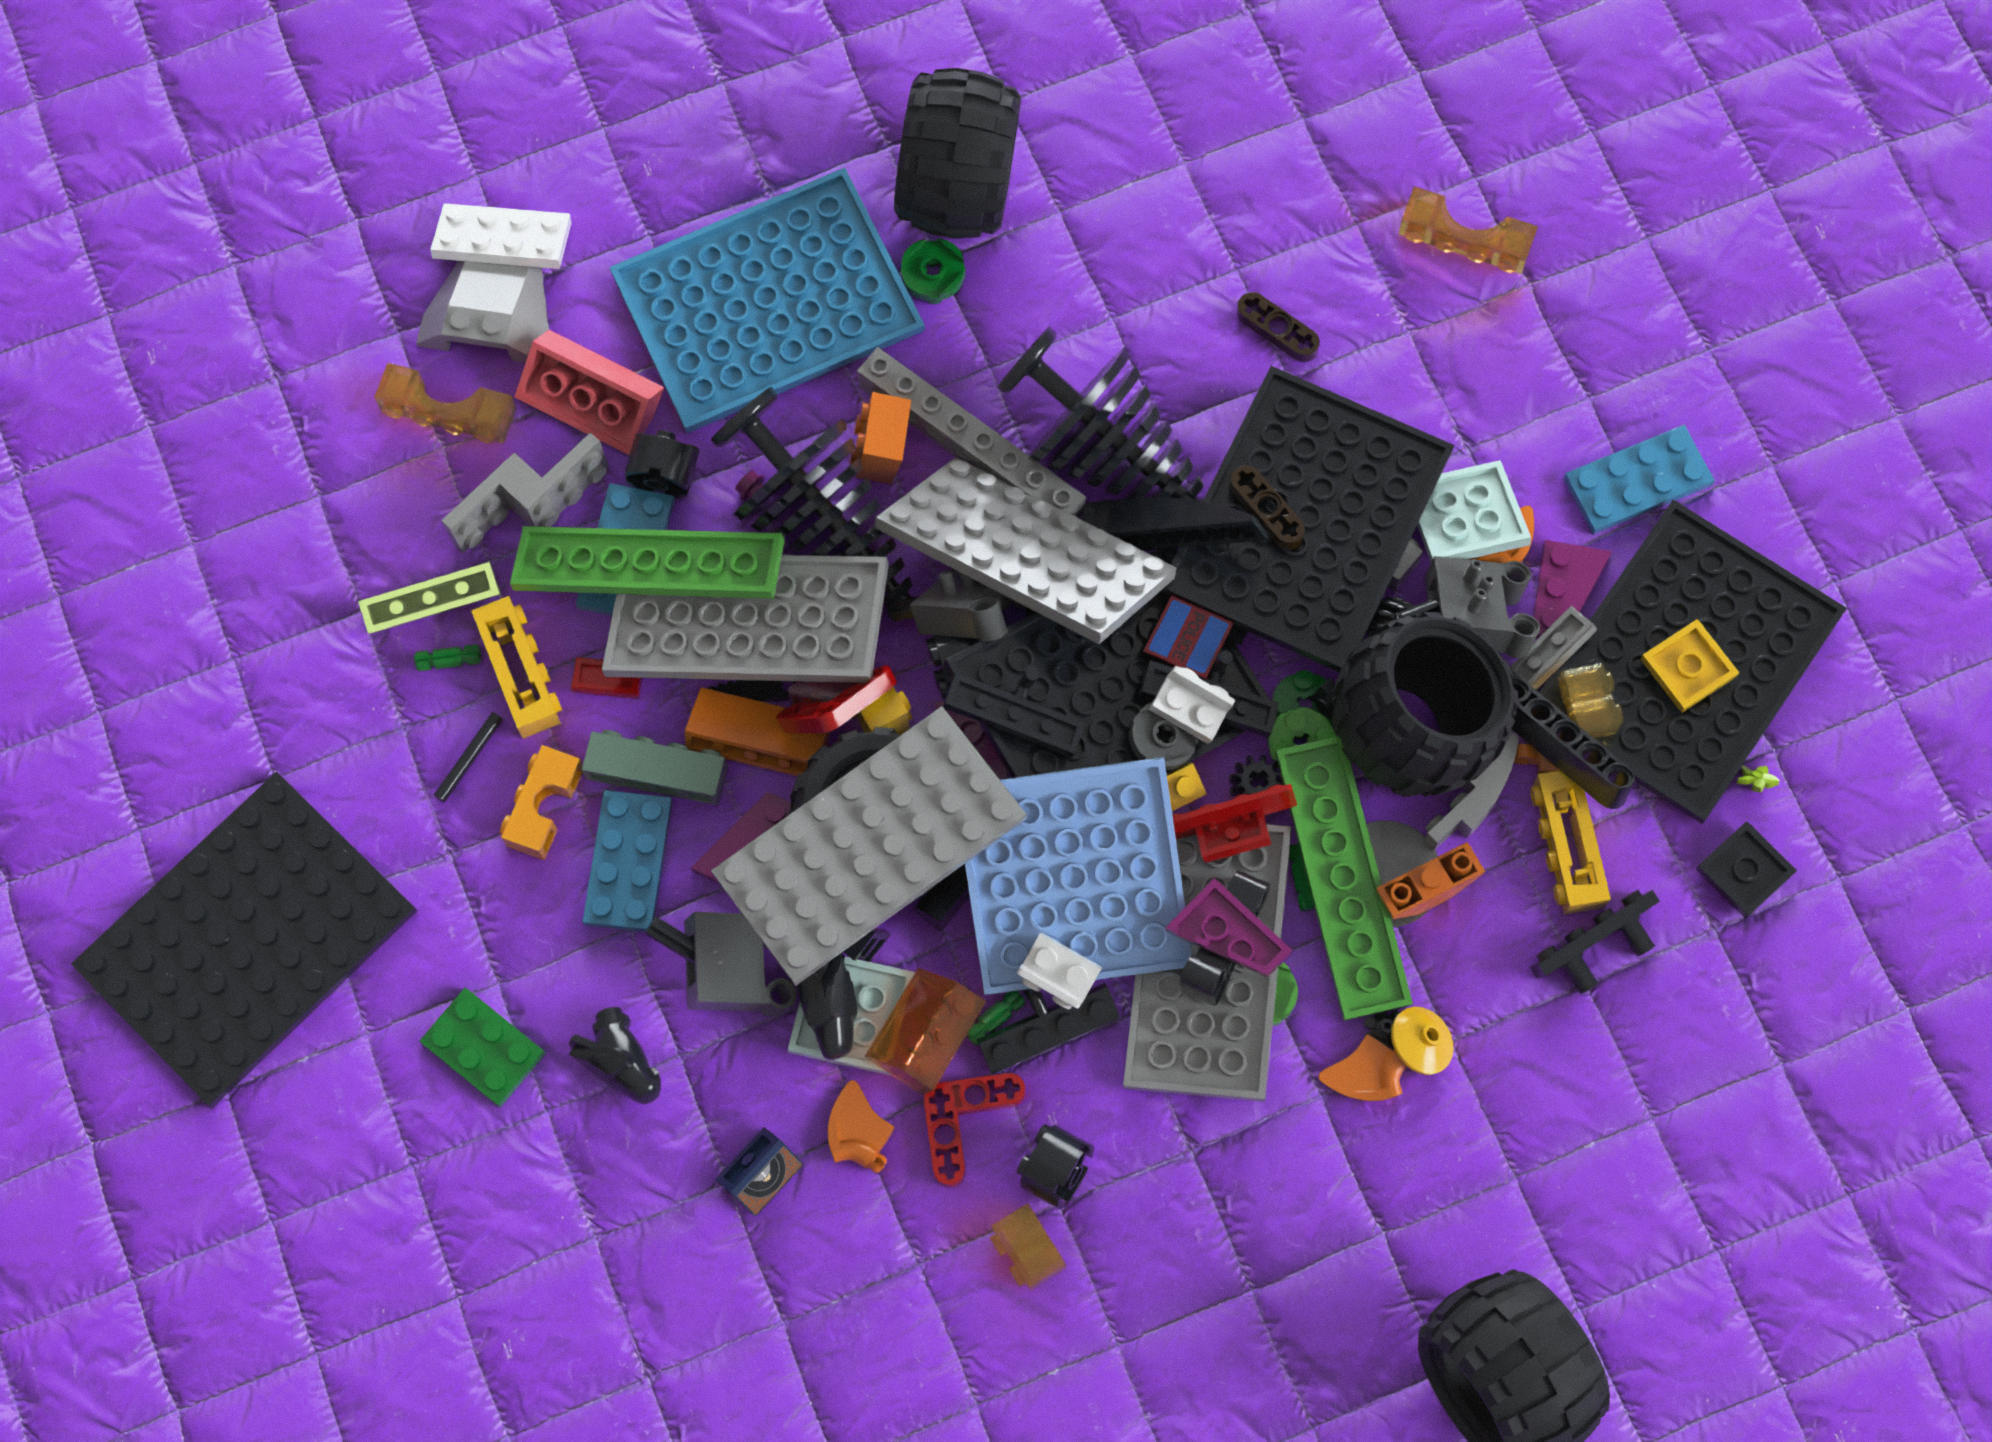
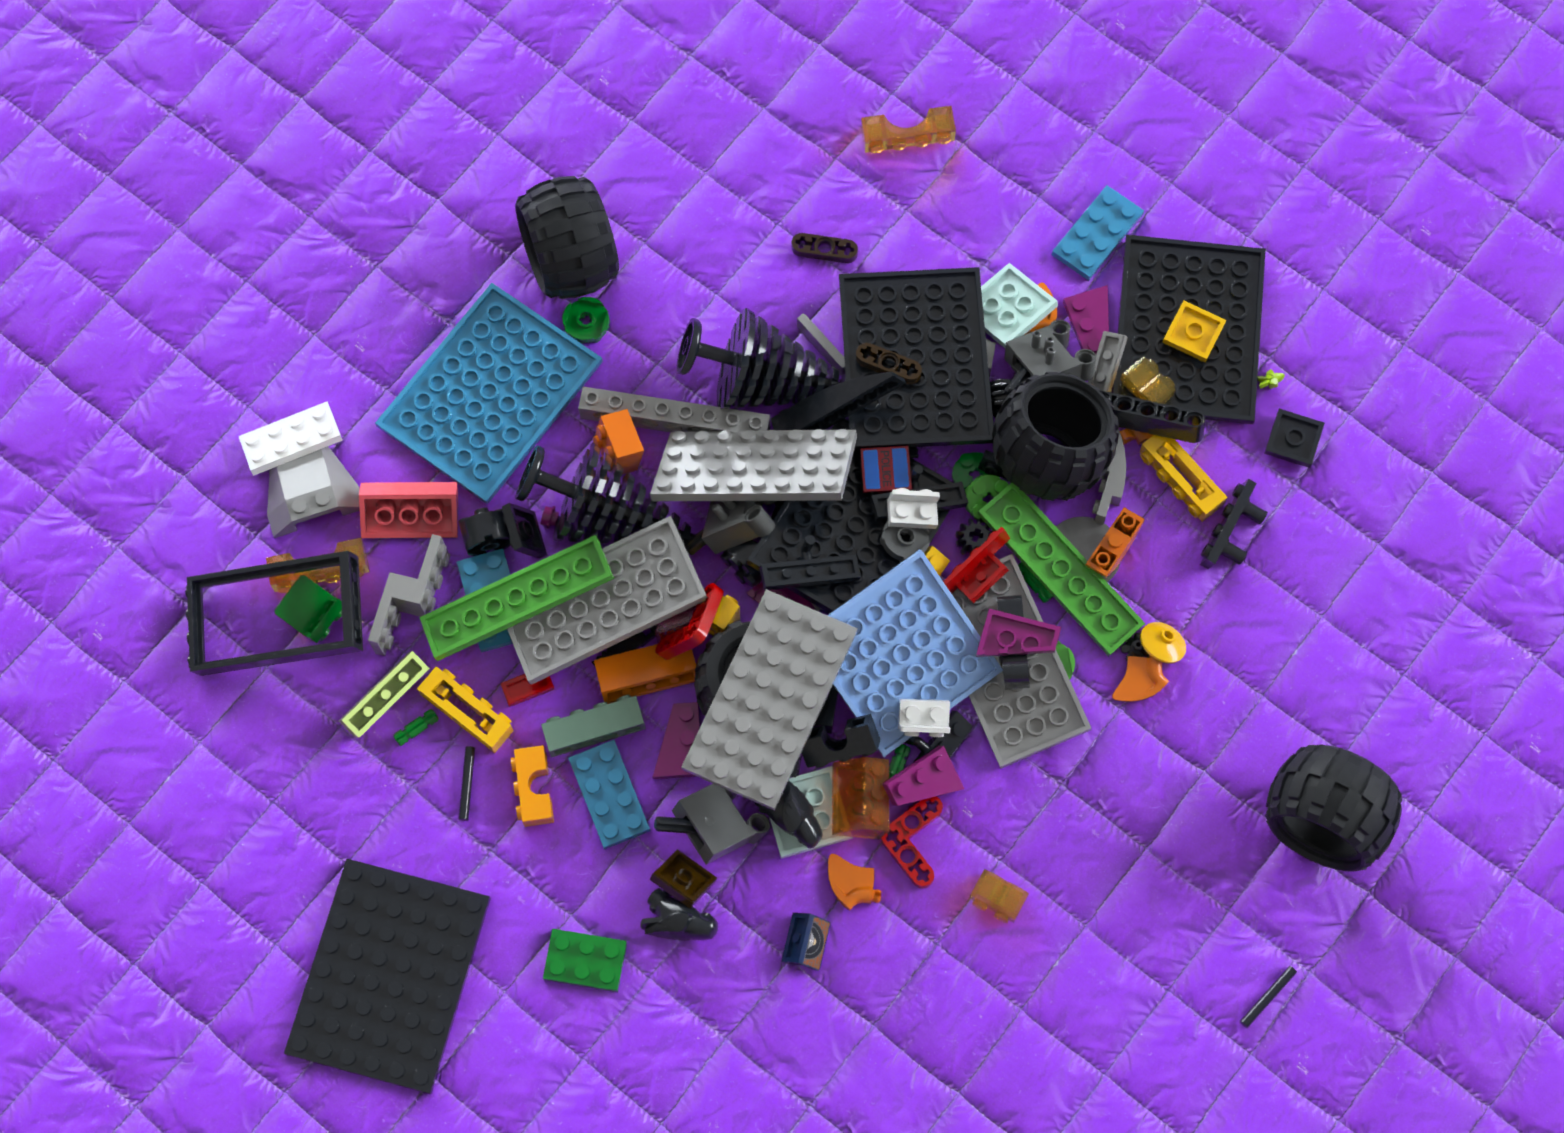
camera: 30 degrees left, 0 degrees up
(403, 449) = (309, 609): none -> green bracket
(440, 474) = (350, 613): none -> black door
(653, 1012) = (683, 878): none -> dark brown plate
(707, 486) = (523, 530): none -> black plate
(910, 942) = (860, 740): none -> black arch
(1016, 1049) = (924, 779): none -> magenta wing
(1055, 1165) = (989, 837): black brick -> none
(1203, 438) = (821, 343): none -> light grey tile

